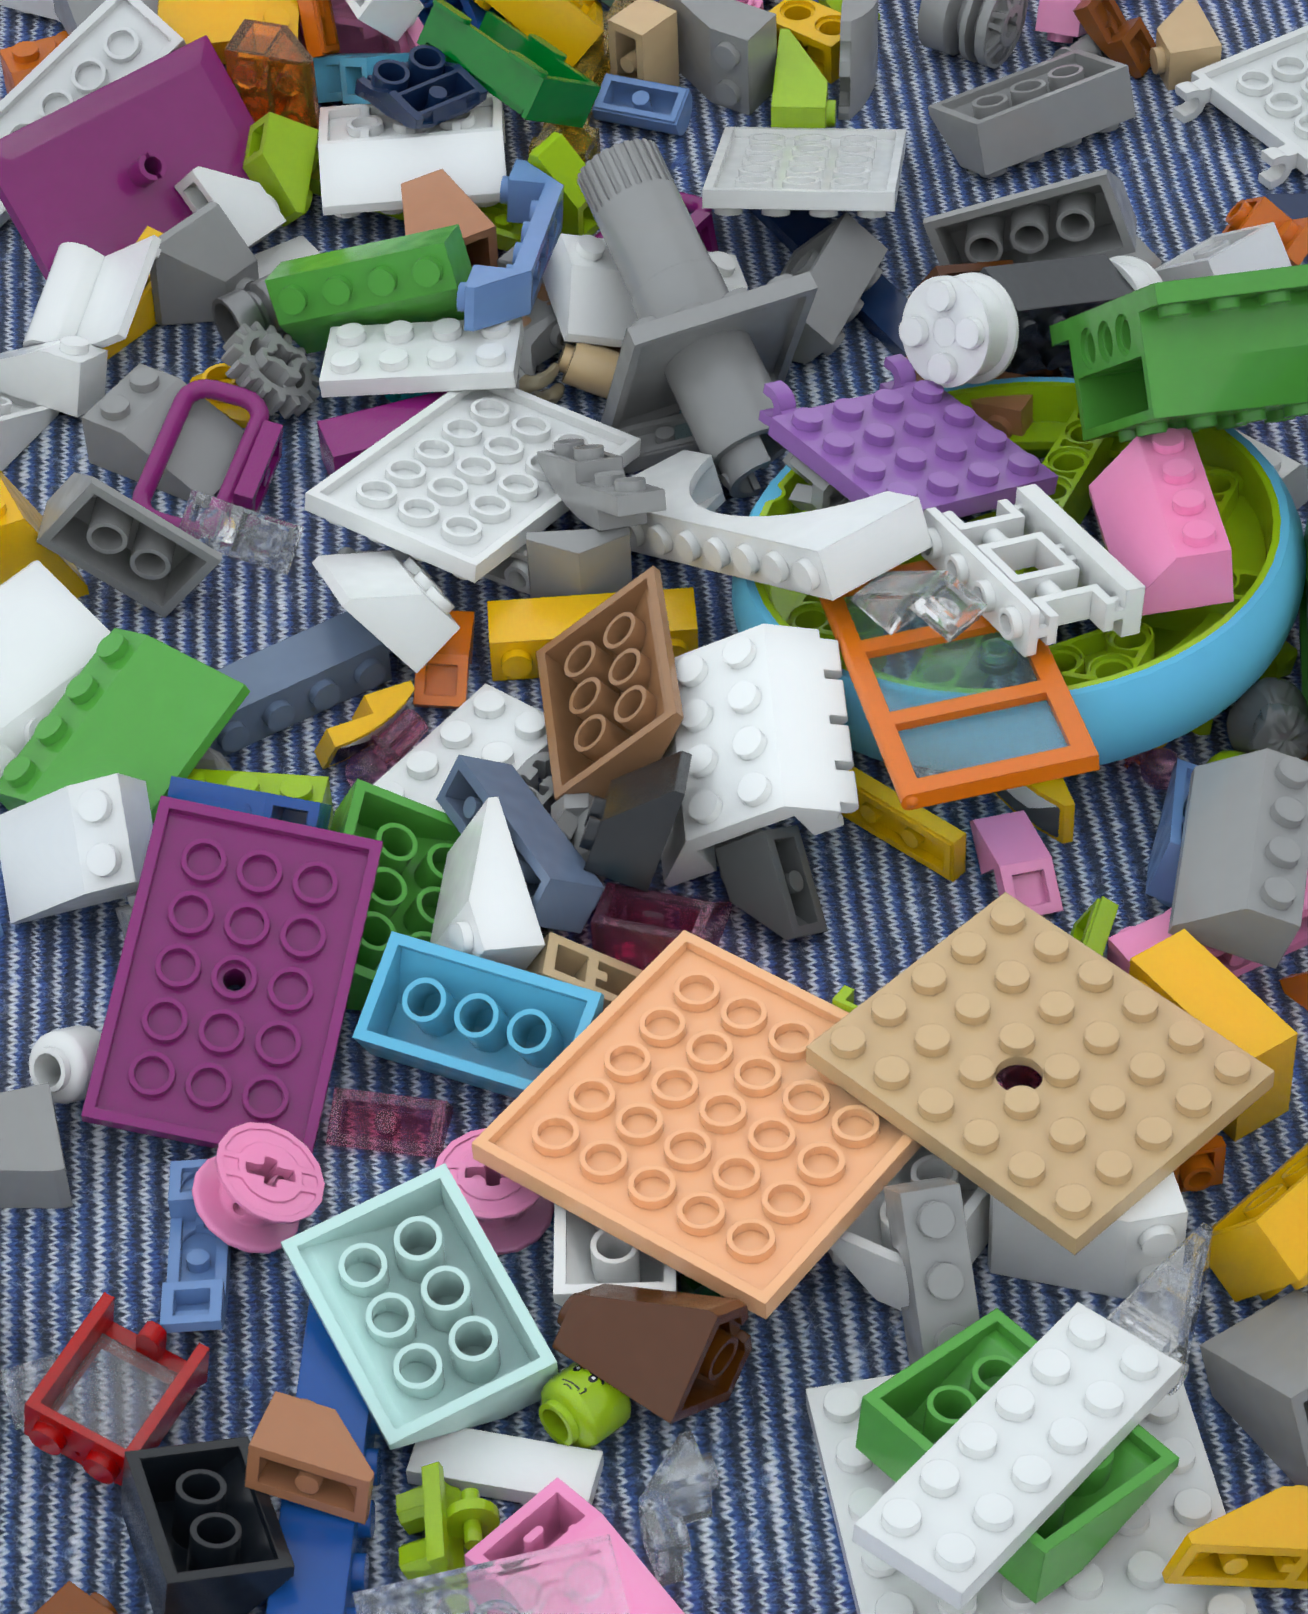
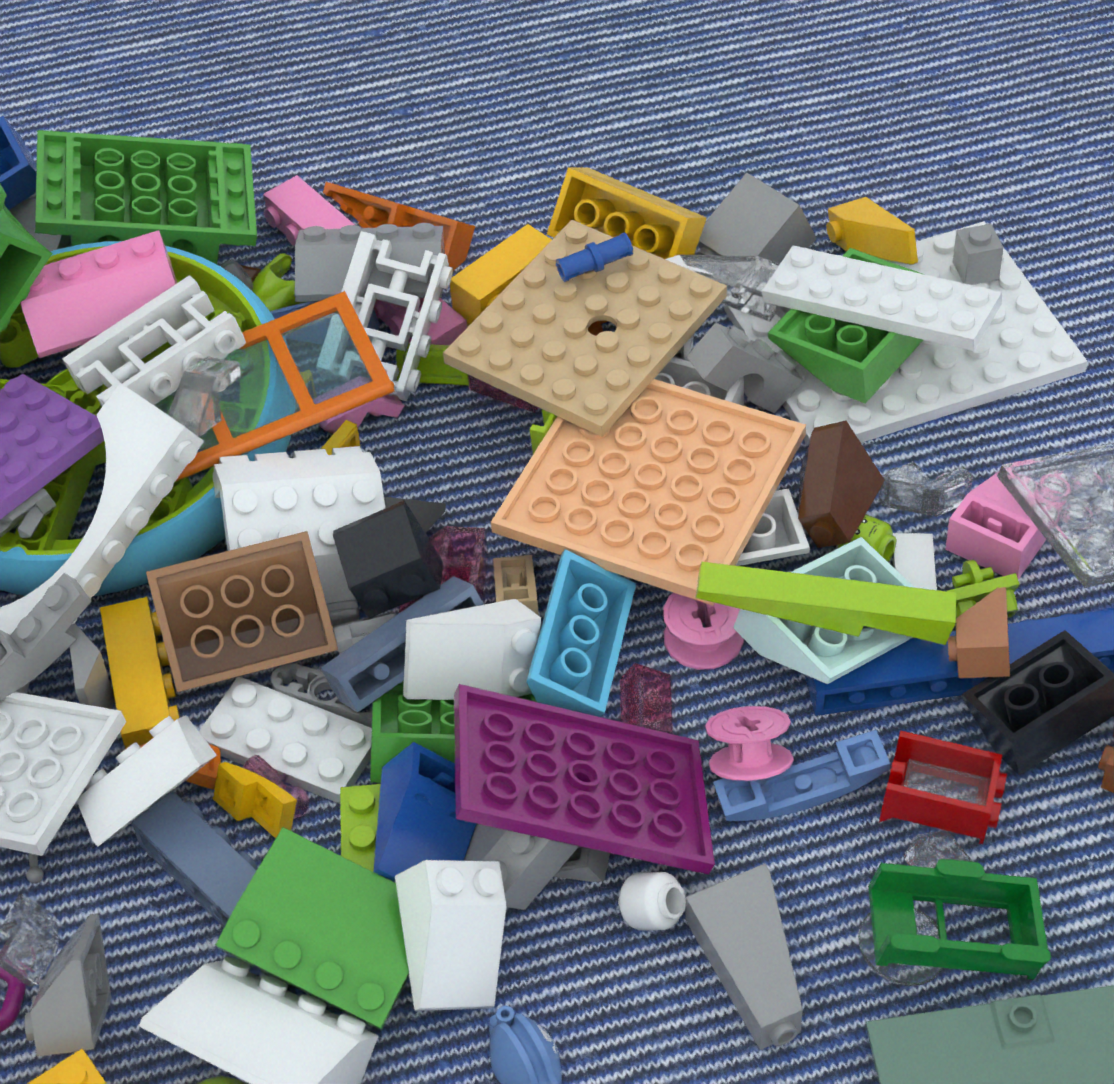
camera: 100 degrees left, 5 degrees up
(401, 1256) = (830, 601): none -> lime slope
(1129, 819) = (415, 323): none -> white fence
(1142, 1059) = (594, 257): none -> blue pin

